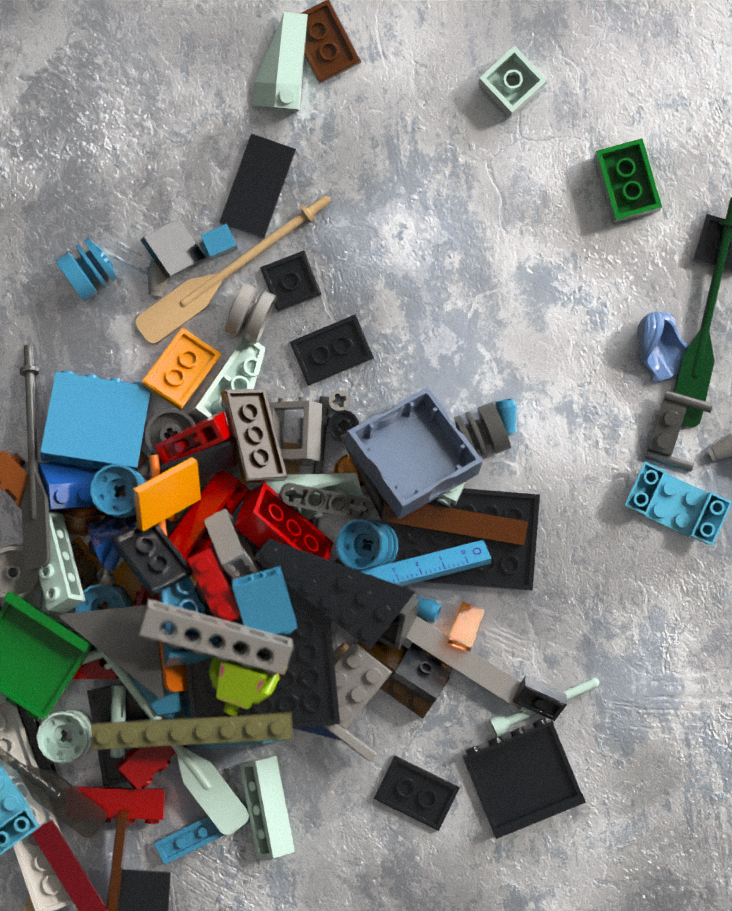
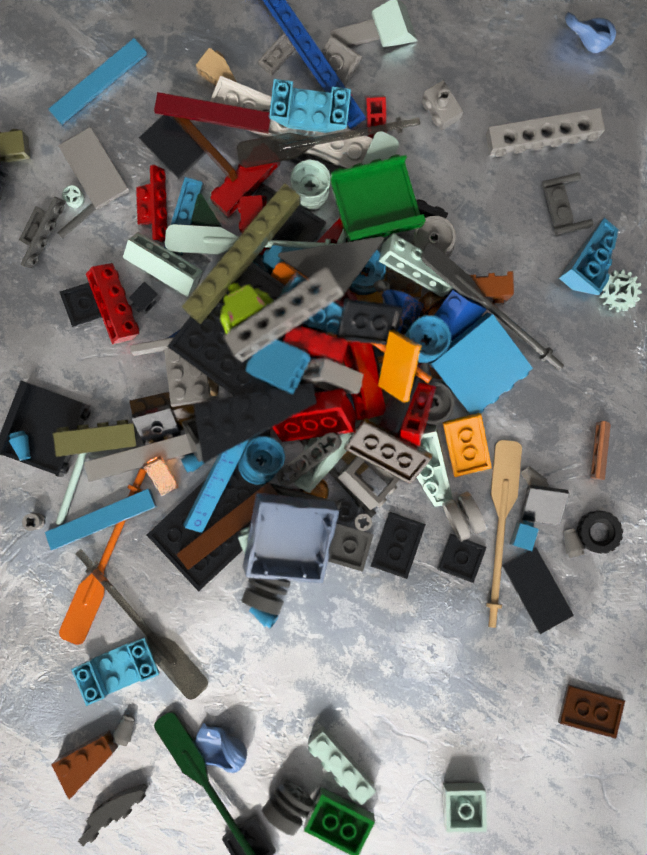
camera: 125 degrees right, 0 degrees up
(86, 269) = (578, 441): dark azure wheel -> none
(90, 229) = (600, 450): none -> nougat slope
(118, 713) = (299, 230): light aqua axle -> none
(145, 159) = (613, 539): none -> black tyre
(184, 811) = (203, 214): none -> clear green slope
(185, 191) = (573, 543): none -> light grey cone
(218, 872) = (152, 203): none -> red bracket
(281, 71) = (596, 669): light aqua wedge -> none
(315, 796) = (144, 298): none -> black brick
(346, 820) = (112, 303): none -> red brick
(371, 848) = (80, 305): none -> black plate
(373, 391) = (349, 547): none -> dark grey plate
(416, 792) = (92, 360): black tile -> none
(487, 718) = (94, 439): none -> olive brick
(540, 698) = (78, 481): black slope -> none
(555, 785) = (20, 444): none -> dark azure cone
(556, 645) = (100, 519): none -> dark azure tile
(576, 224) = (339, 762): none -> light aqua brick
(620, 712) = (27, 521): none -> light grey bush
(622, 470) = (164, 651): none -> clear smoke piece
(629, 595) = (90, 591): none -> orange piece
(655, 238) = (288, 807): none -> dark grey wheel
(668, 428) = (167, 706): dark grey plate -> none

